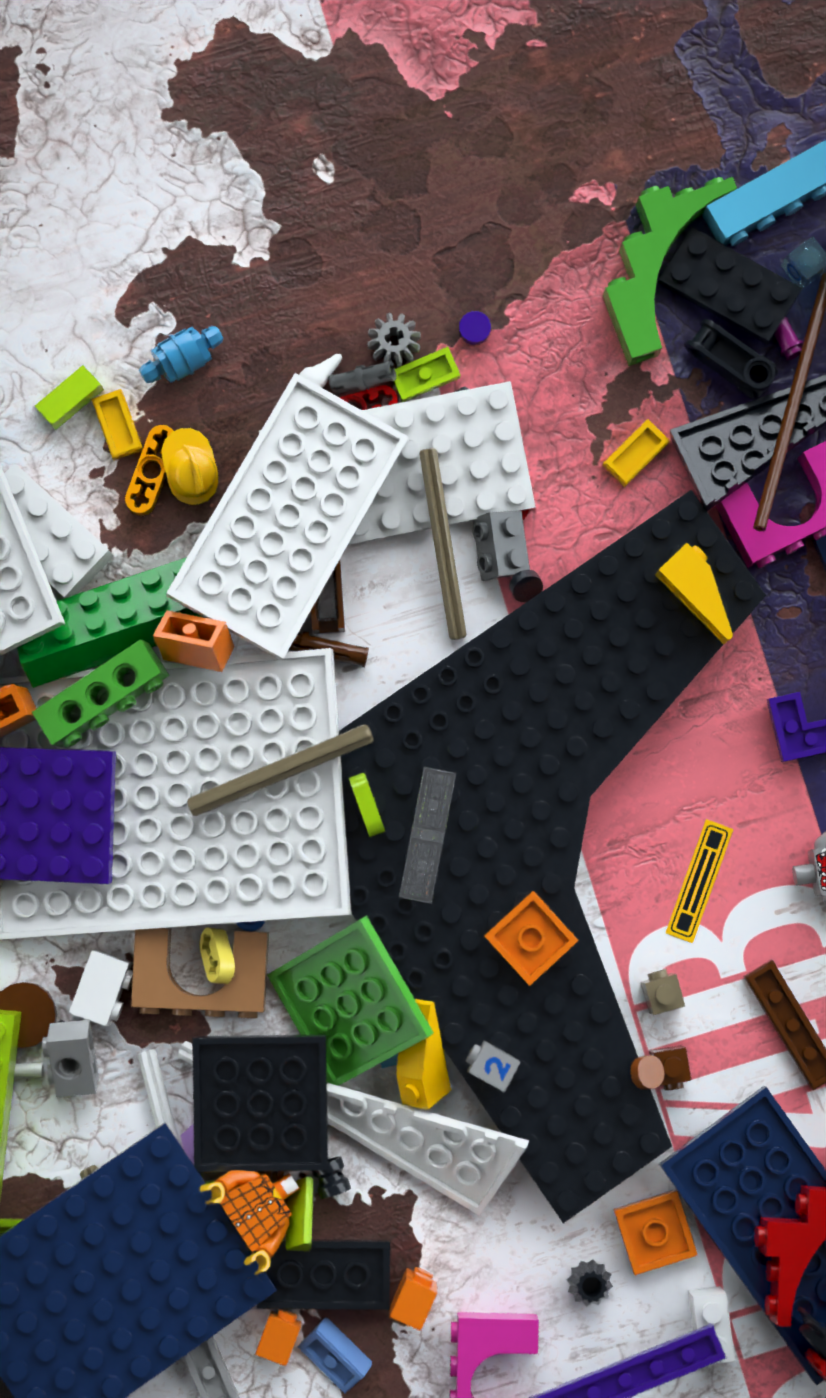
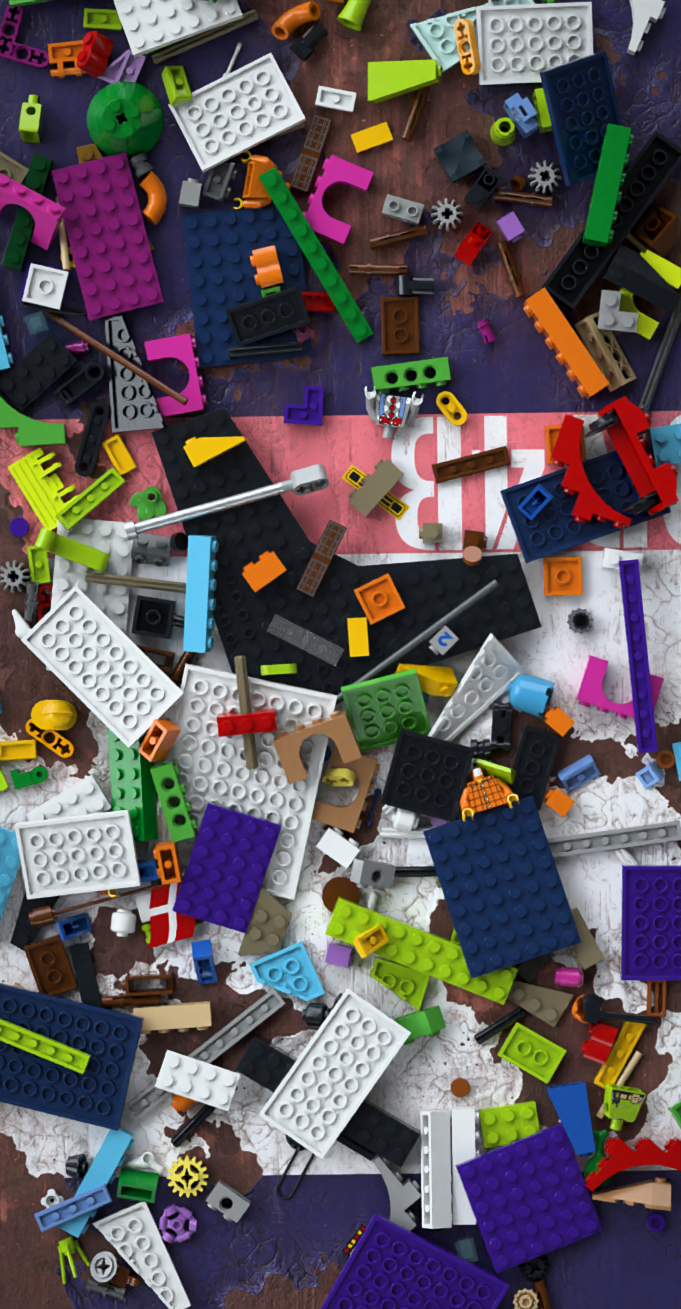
camera: 70 degrees left, 5 degrees up
(82, 463) = (35, 776): none -> green leg
(96, 1128) = (415, 871): none -> black axle
(156, 1026) = (377, 792): none -> dark blue hinge
(176, 1085) = (404, 819): none -> white head
(257, 765) = (255, 722): none -> red arch
(297, 926) = (336, 727): none -> medium nougat arch
(377, 1201) = (501, 726): none -> black plate
(394, 601) = (167, 617): none -> black brick
(444, 1237) = (530, 694): none -> dark azure cylinder
(453, 640) = (200, 593): none -> medium azure brick
(457, 921) = (358, 637): none -> yellow tile
(464, 414) = (72, 550): none -> lime beam
(495, 1033) = (424, 635): none -> dark grey piece
(521, 733) = (264, 571): none -> orange brick
(545, 346) = (39, 488): none -> neon yellow hinge
(553, 423) = (90, 499): none -> lime plate
(567, 522) = (146, 506): none -> bright green plate
(569, 822) = (321, 558): none -> tile
(649, 402) = (92, 439): none -> black plate
(685, 753) = (301, 482): none -> flat silver piece
(709, 878) = (375, 487): none -> dark tan brick
(768, 1152) = (535, 501): none -> blue slope

